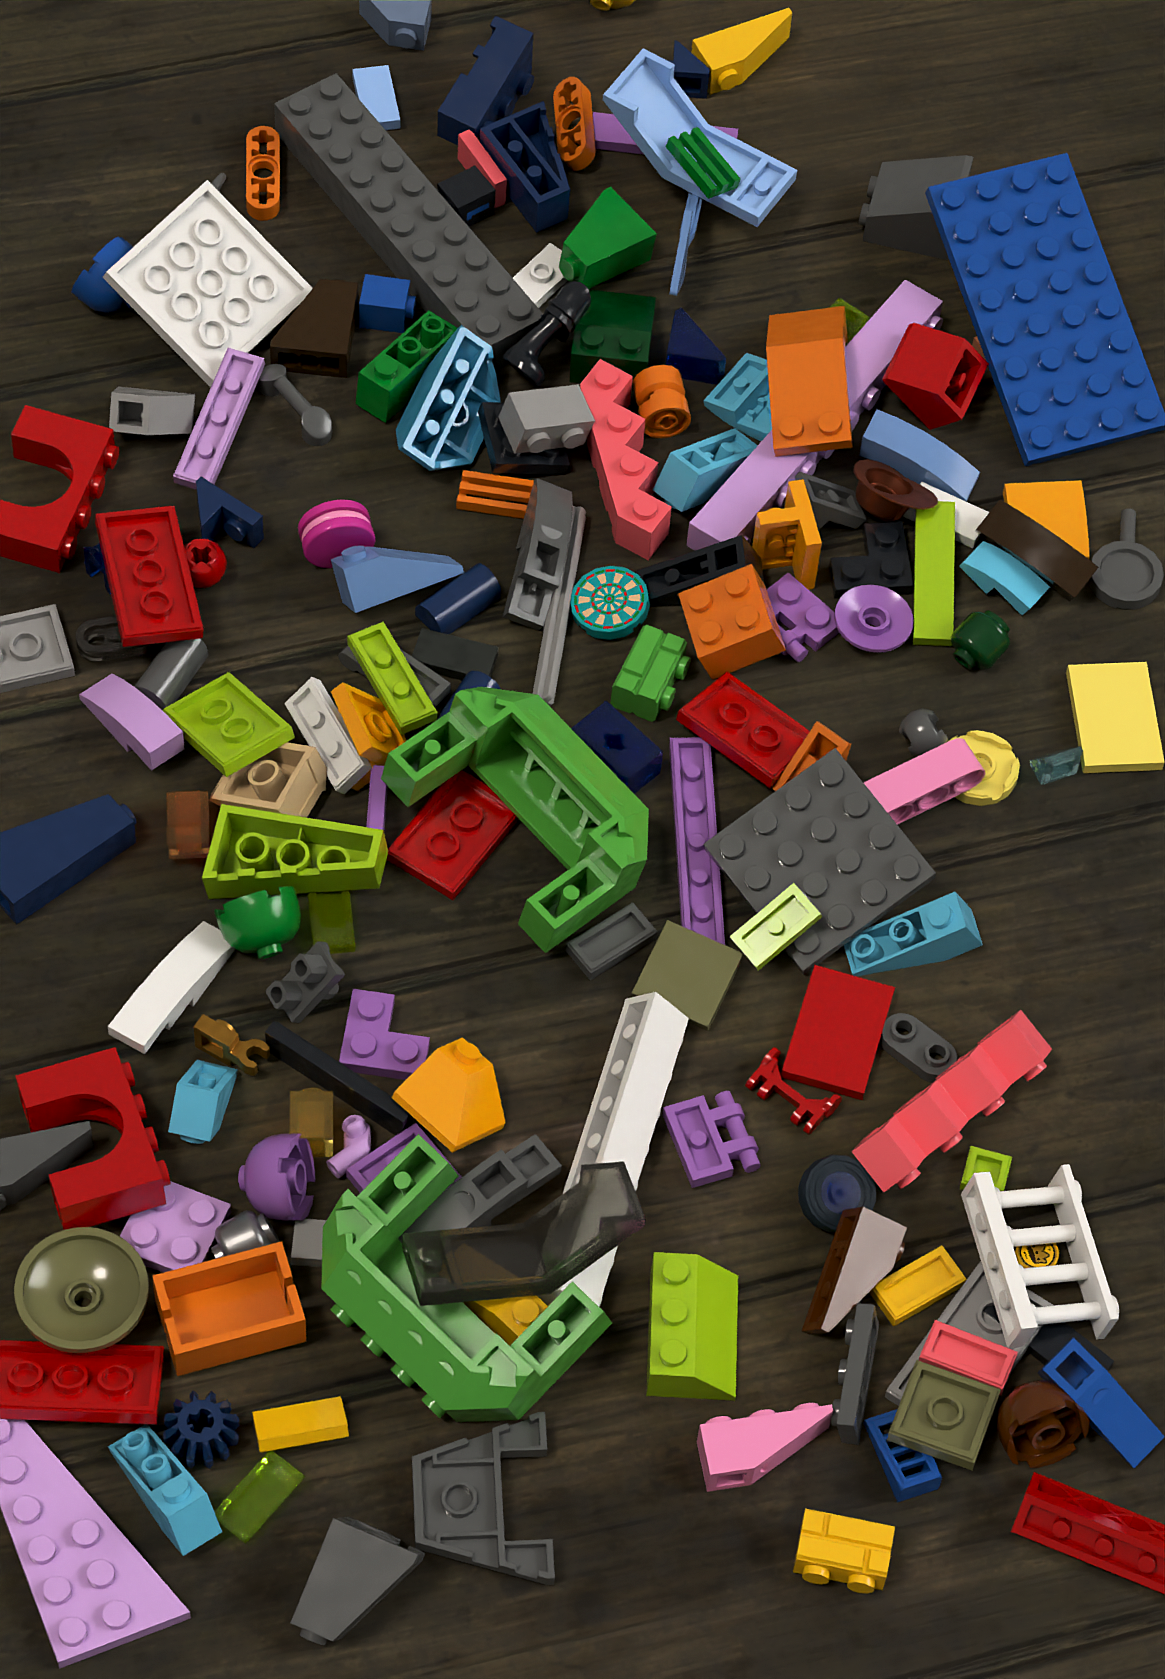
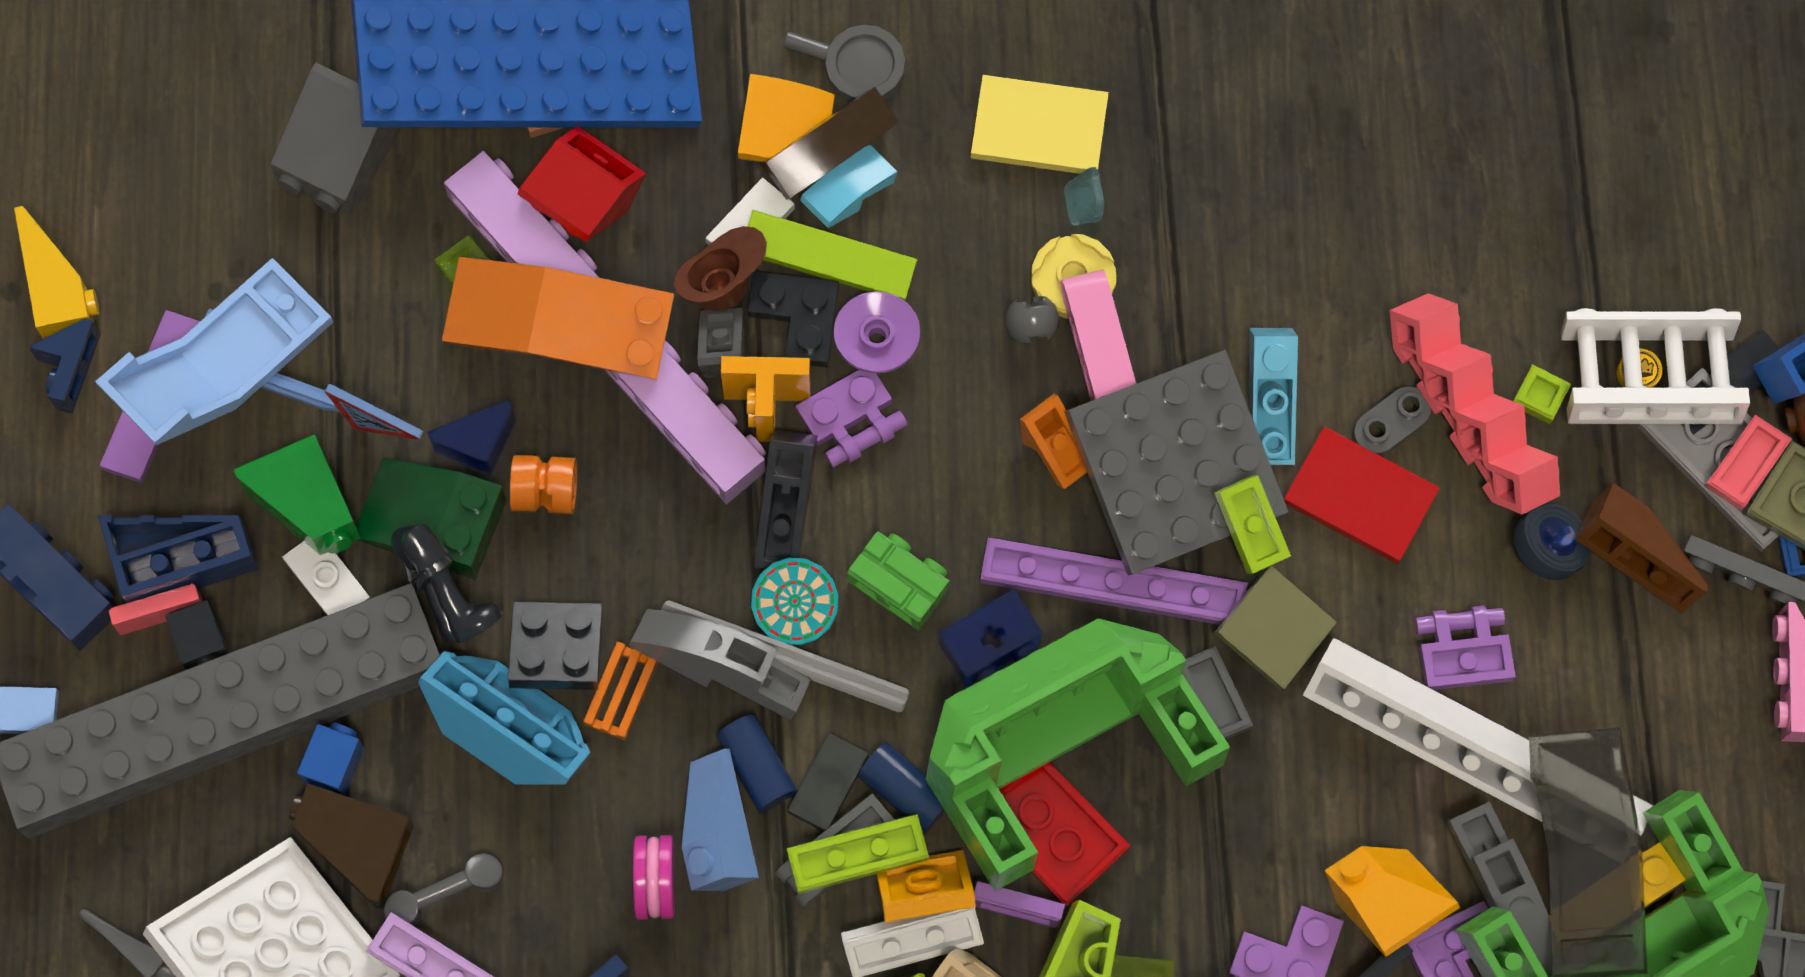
camera: 75 degrees left, 15 degrees up
(256, 161) = (64, 847): orange beam -> none
(394, 374) = (428, 753): green slope -> none
(546, 419) = (558, 613): light grey brick -> none
(583, 133) = (84, 474): orange beam -> none
(623, 472) = (635, 551): coral brick -> none
(692, 1328) = (1676, 718): lime slope -> none
(701, 469) = (641, 457): medium azure slope -> none
(708, 162) = (243, 351): green tile -> none
(731, 621) = (862, 478): orange brick -> none
(744, 397) = (549, 390): medium azure slope -> none
(744, 727) = (986, 495): red tile -> none
(813, 1108) = (1397, 573): red piece -> none
(917, 455) = (676, 233): medium blue slope -> none
(917, 1285) = (1651, 482): yellow tile -> none
(980, 640) = (926, 232): dark green head -> none

